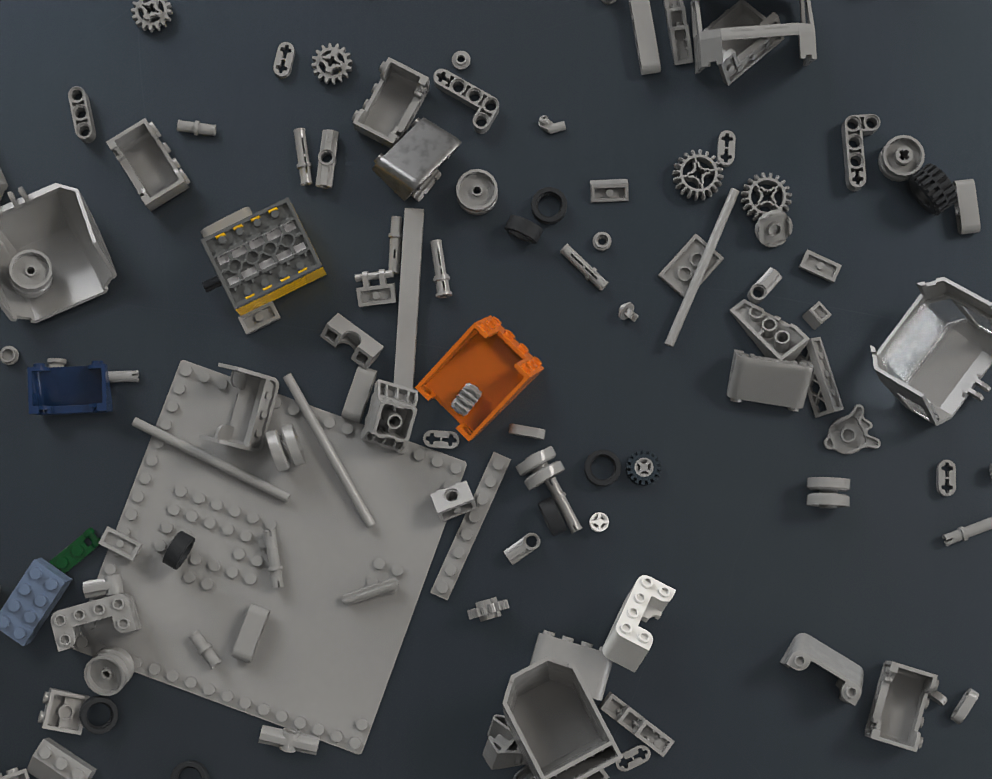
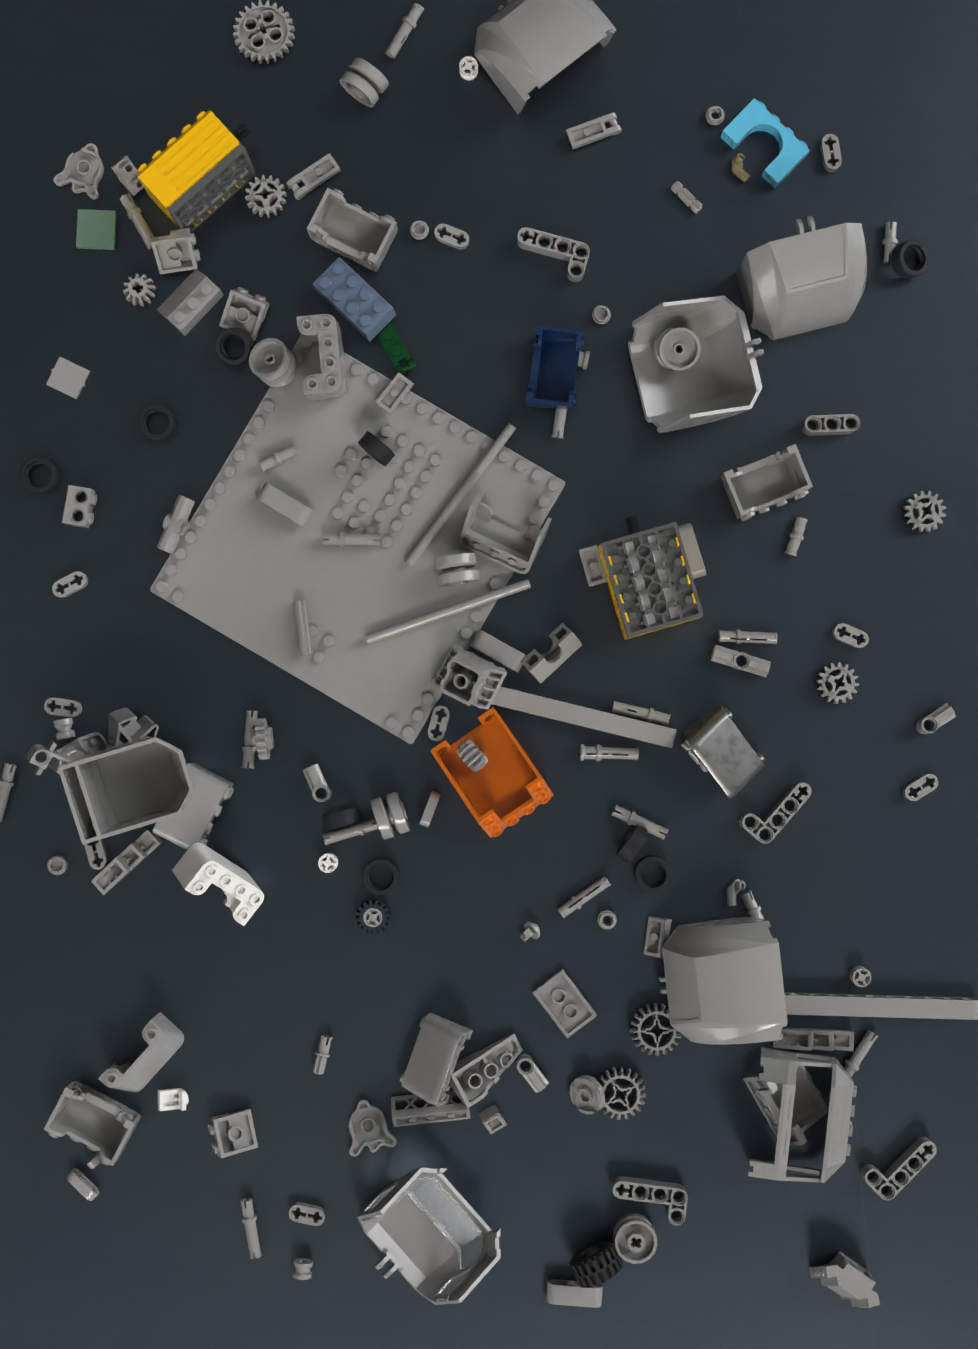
camera: 95 degrees right, 5 degrees up
(106, 586) = (356, 376): light grey piece -> none
(375, 294) = (594, 686): light grey plate -> none
(392, 104) = (784, 735): light grey windscreen -> none
(449, 509) = (369, 733): light grey brick -> none
(461, 65) = (811, 813): light grey plate -> none
(470, 526) = (348, 736): light grey plate -> none
(477, 203) = (667, 804): light grey wheel -> none
(494, 623) = (248, 752): none -> light grey pin
(499, 234) = (632, 818): none -> light grey pin
(565, 103) = (751, 905): none -> light grey pin
(637, 114) = (725, 982): none -> light grey windscreen
(701, 268) = (561, 1014): light grey piece -> none
(730, 149) = (676, 1067): light grey beam -> none
(788, 492) = (322, 1054): none -> light grey axle
(820, 266) = (540, 1133): light grey plate -> none
(828, 492) = (311, 1094): light grey wheel -> none
(862, 632) = (172, 1099): none -> white bracket
(882, 565) = (233, 1133): none -> light grey plate

